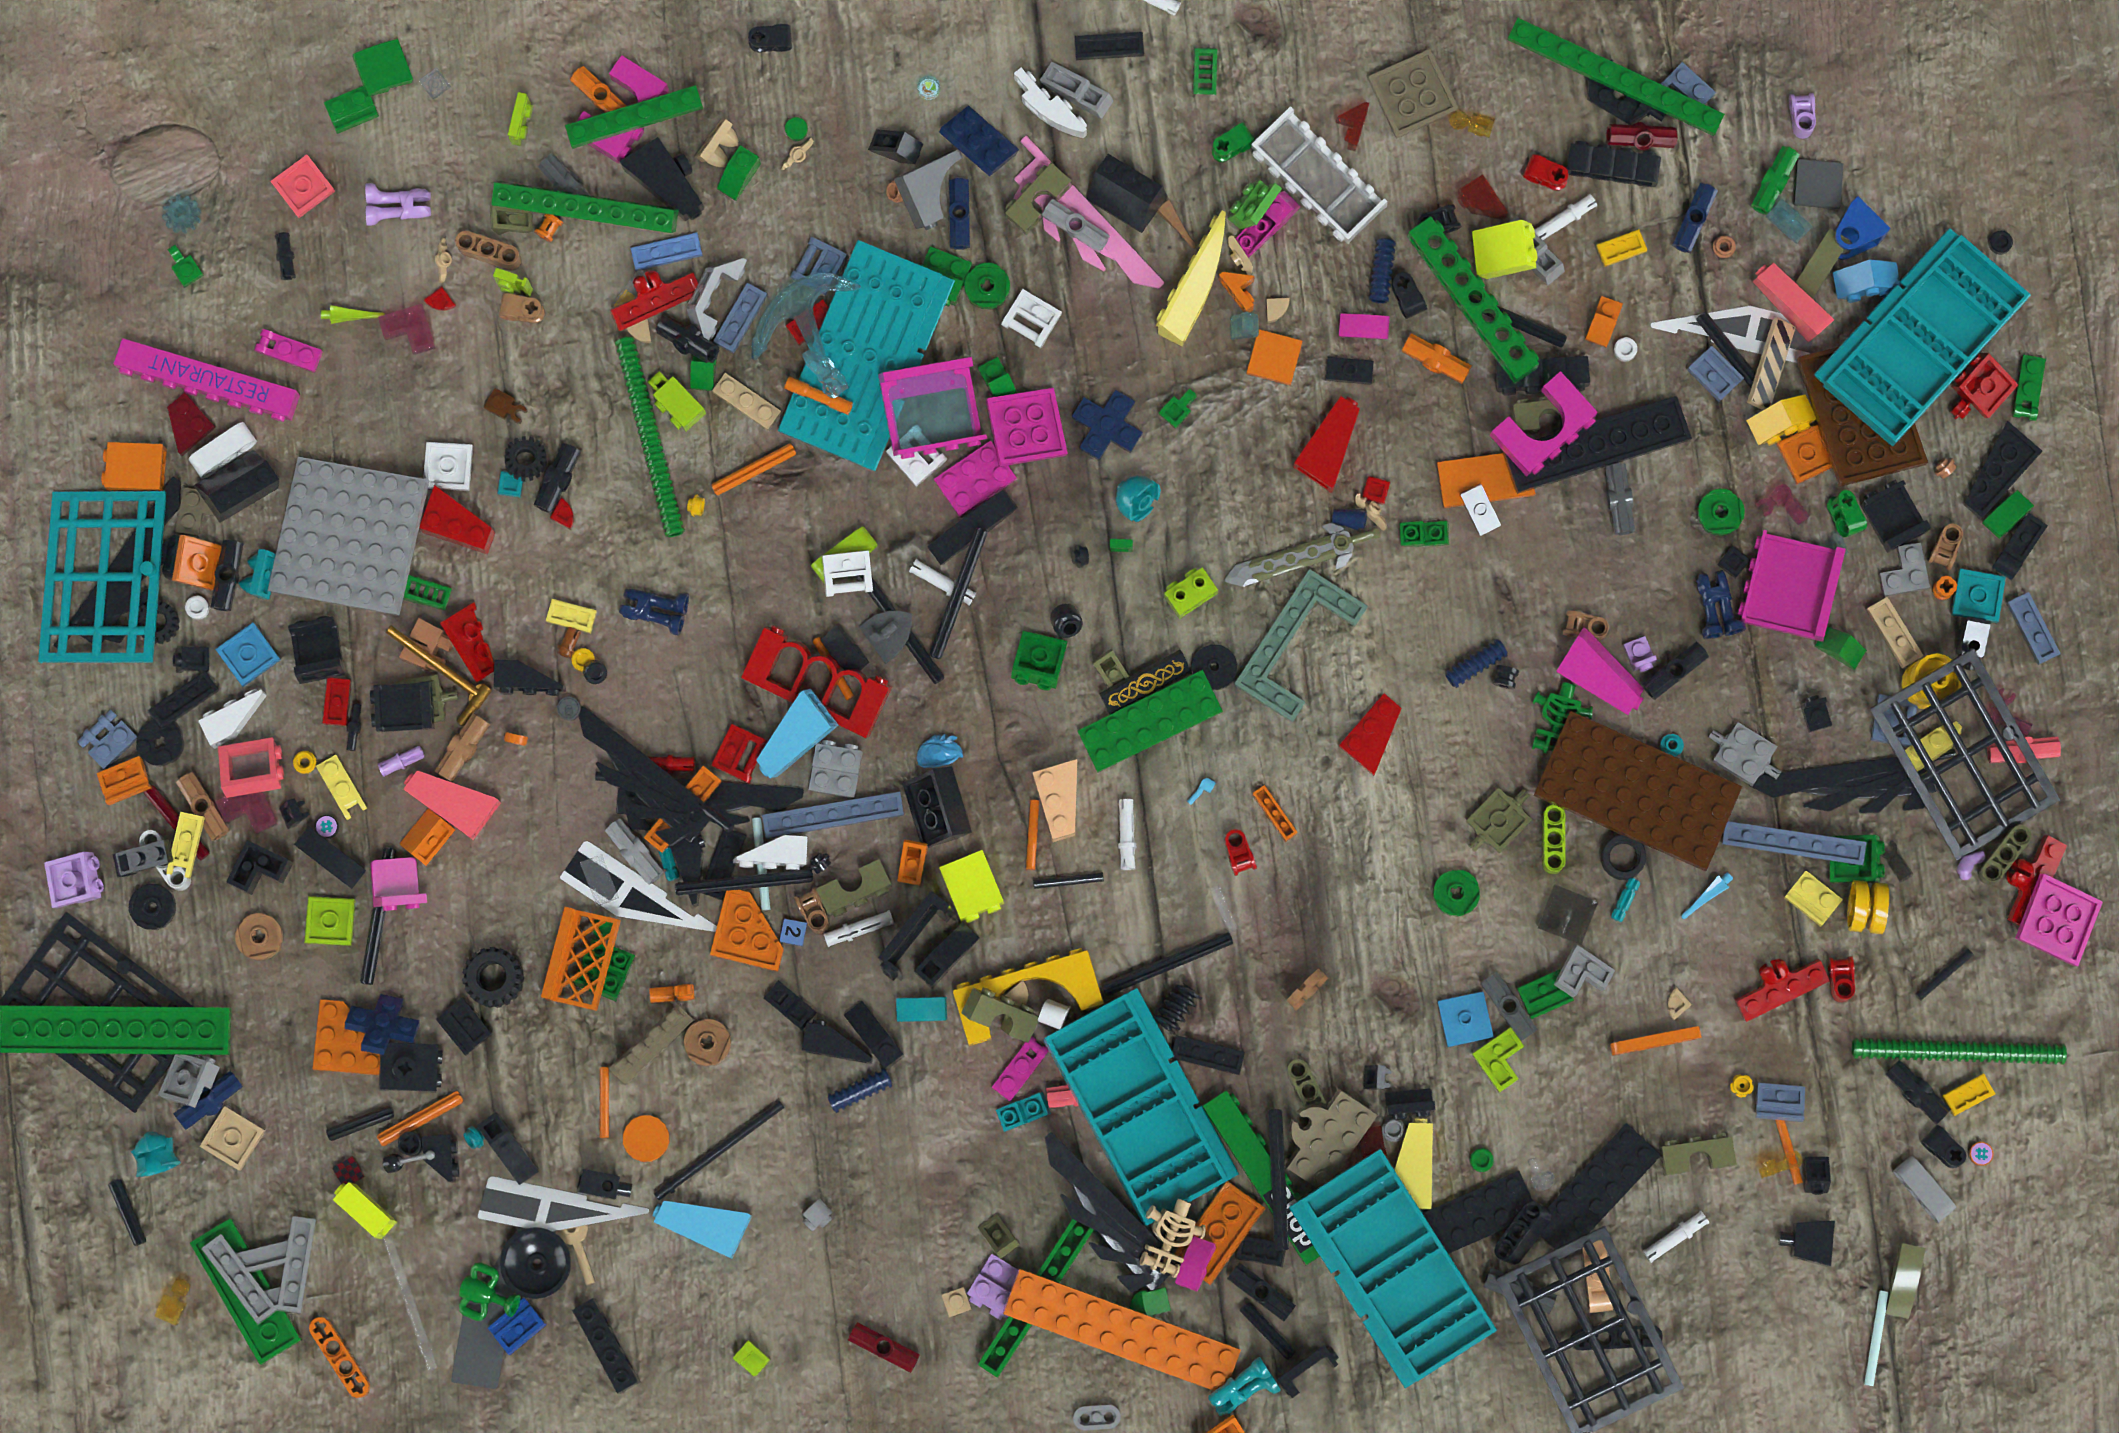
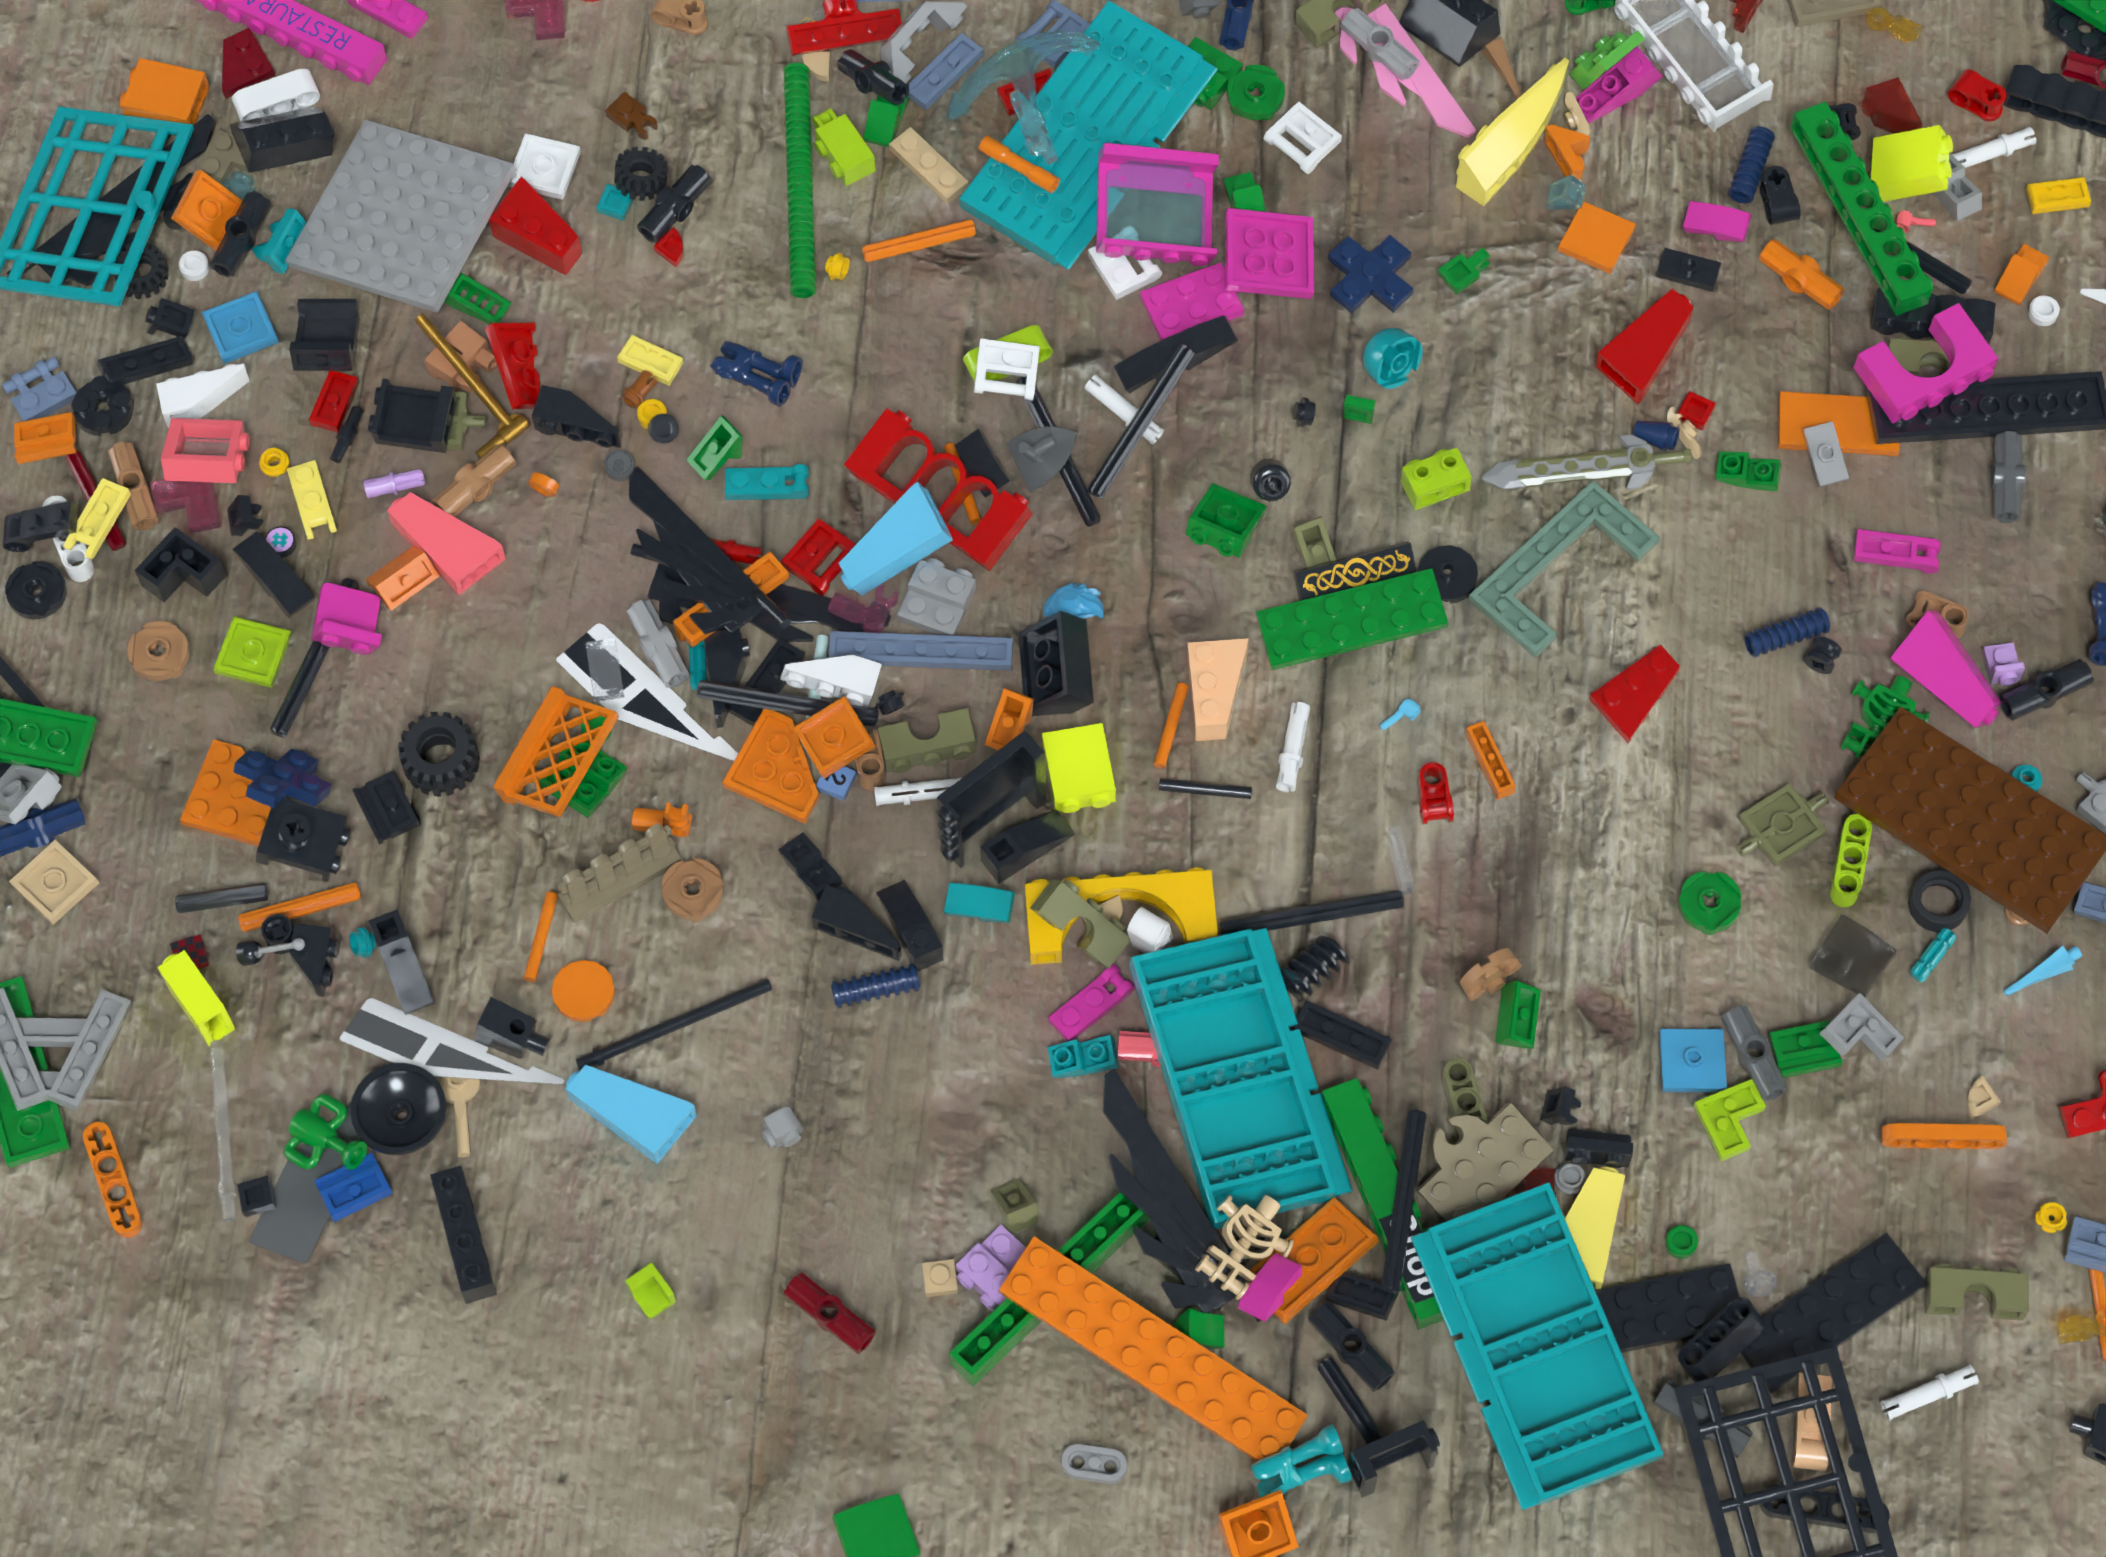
camera: 10 degrees right, 15 degrees down
(215, 533) = (239, 184): none -> clear light blue plate
(448, 1348) = (256, 1196): none -> black plate
(640, 683) = (715, 448): none -> green slope
(684, 700) = (766, 483): none -> teal plate
(774, 794) = (872, 617): none -> clear pink bar
(785, 903) = (834, 737): none -> orange tile
(1276, 308) = (1610, 183): tan tile -> none
(1332, 1011) = (1518, 1015): none -> green slope
(1507, 294) = (1905, 219): none -> coral hand
(1546, 578) = (1897, 550): none -> dark pink plate

